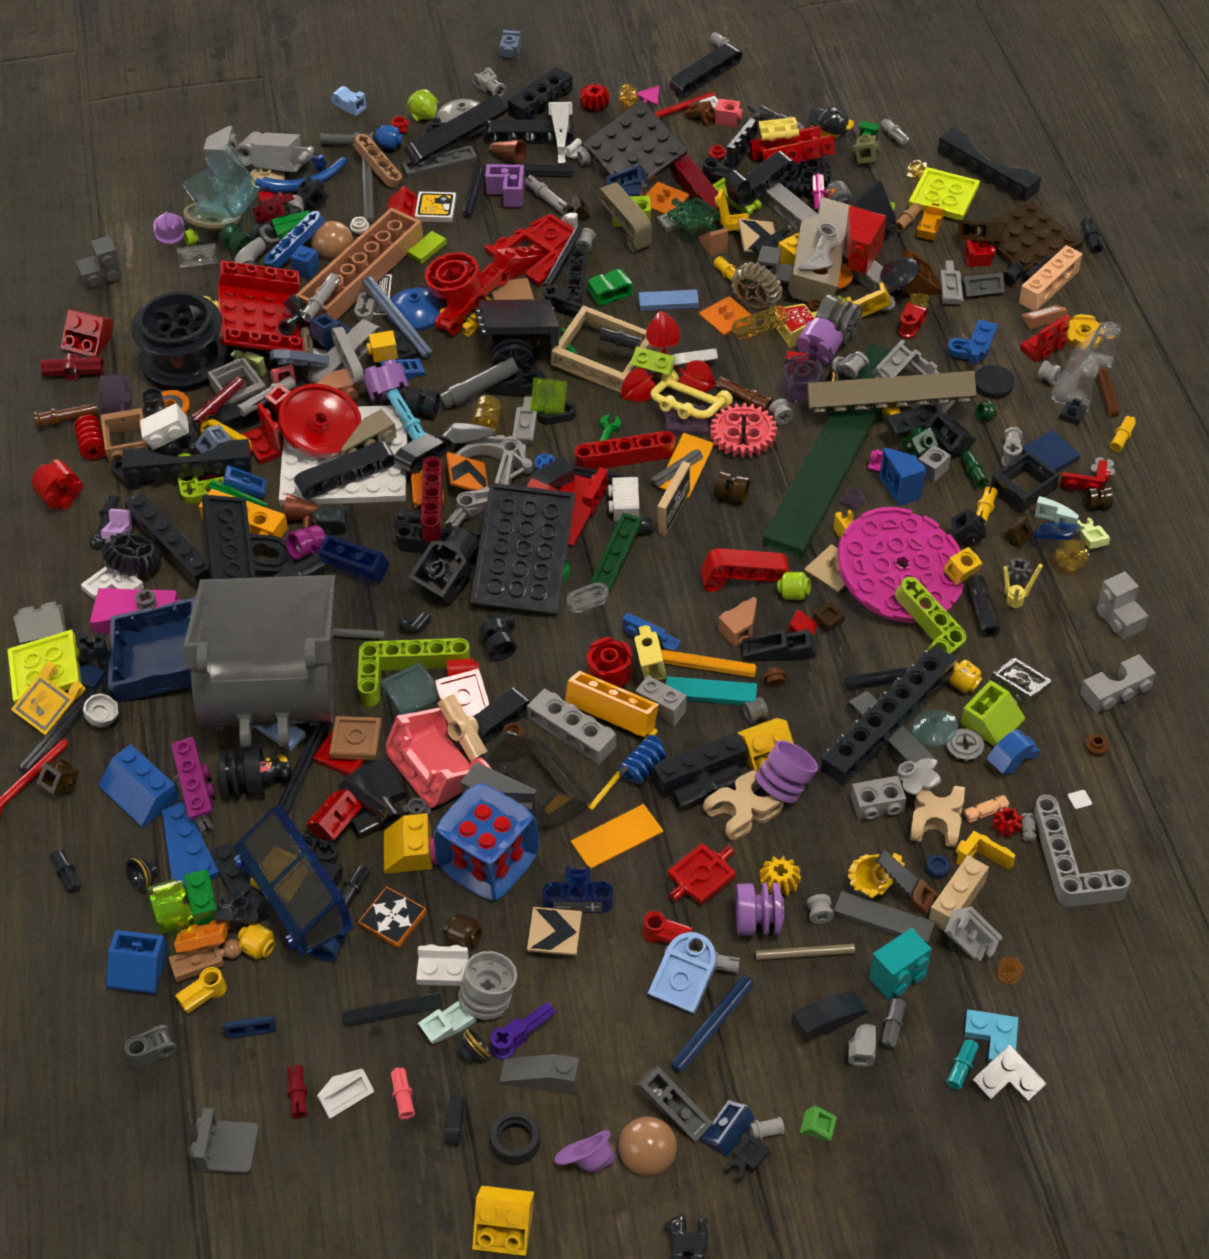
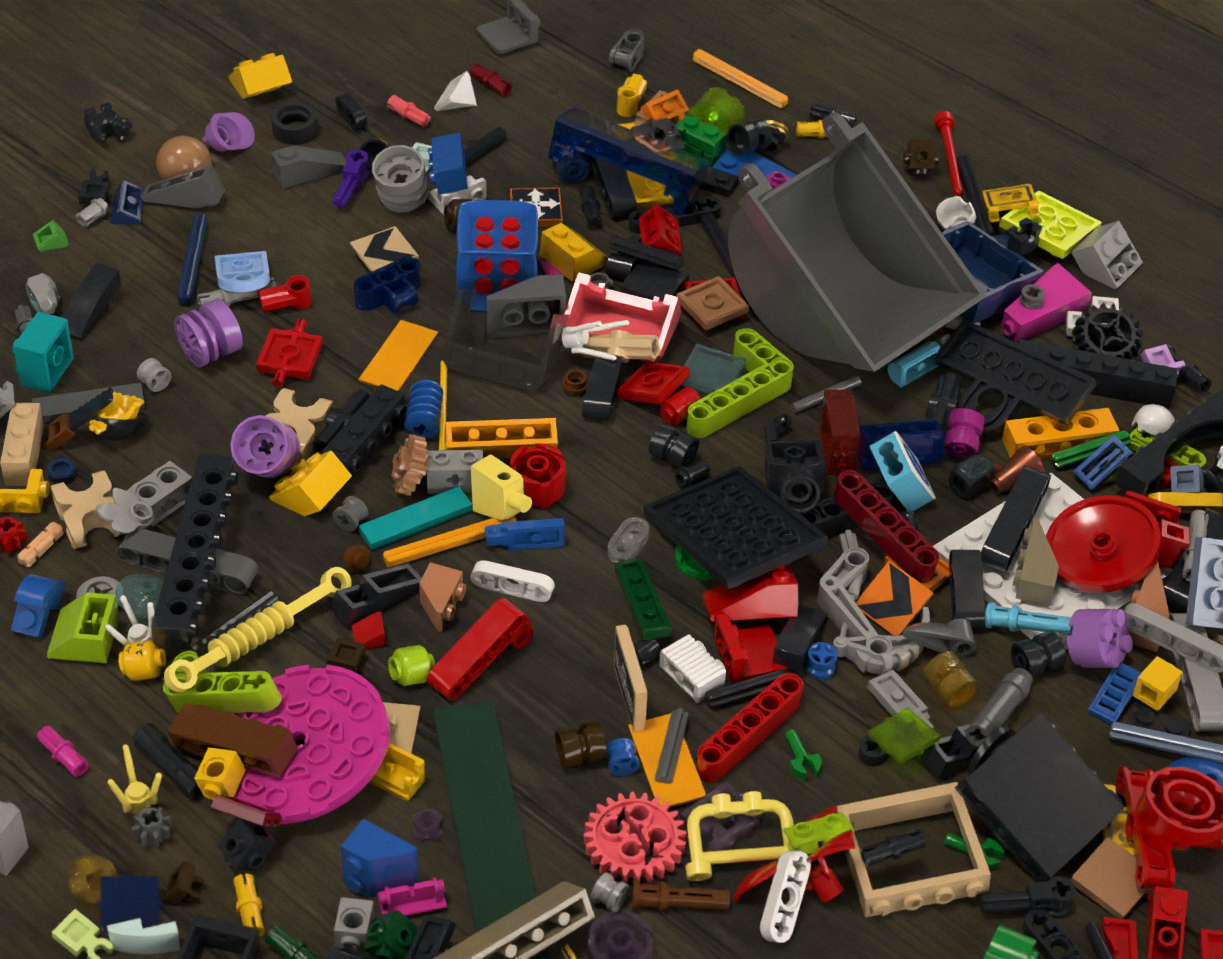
camera: 140 degrees right, 5 degrees down
(89, 961) = (740, 78): none -> light orange axle
(91, 863) = (810, 129): none -> yellow pin
(136, 961) = (698, 82): blue slope -> none
(171, 864) = (749, 136): none -> black wheel
(178, 491) = (1153, 419): none -> white hair
(249, 1027) = (571, 94): dark blue slope -> none
(381, 527) = (902, 472): none -> medium azure piece
(385, 581) = (839, 431): none -> clear red window
(437, 973) = (448, 164): none -> blue brick
(485, 744) = (577, 336): none -> white plant
(571, 726) = (514, 403): light grey brick -> none
(686, 608) = (487, 575): none -> white beam
(692, 709) = (410, 464): none -> medium nougat gear
(711, 471) = (622, 757): none -> blue wheel
(781, 872) = (212, 382): yellow gear -> none
(805, 952) = (137, 350): dark tan bar -> none
(917, 644) = (253, 632): none -> light yellow piece
(943, 579) = (258, 744): none -> reddish brown brick
(957, 693) = (138, 631): none -> white plant
(967, 528) = (247, 810): none -> dark red tile
(1021, 681) = (73, 683): clear smoke plate -> none
(1048, 647) = (63, 751): none -> dark pink axle

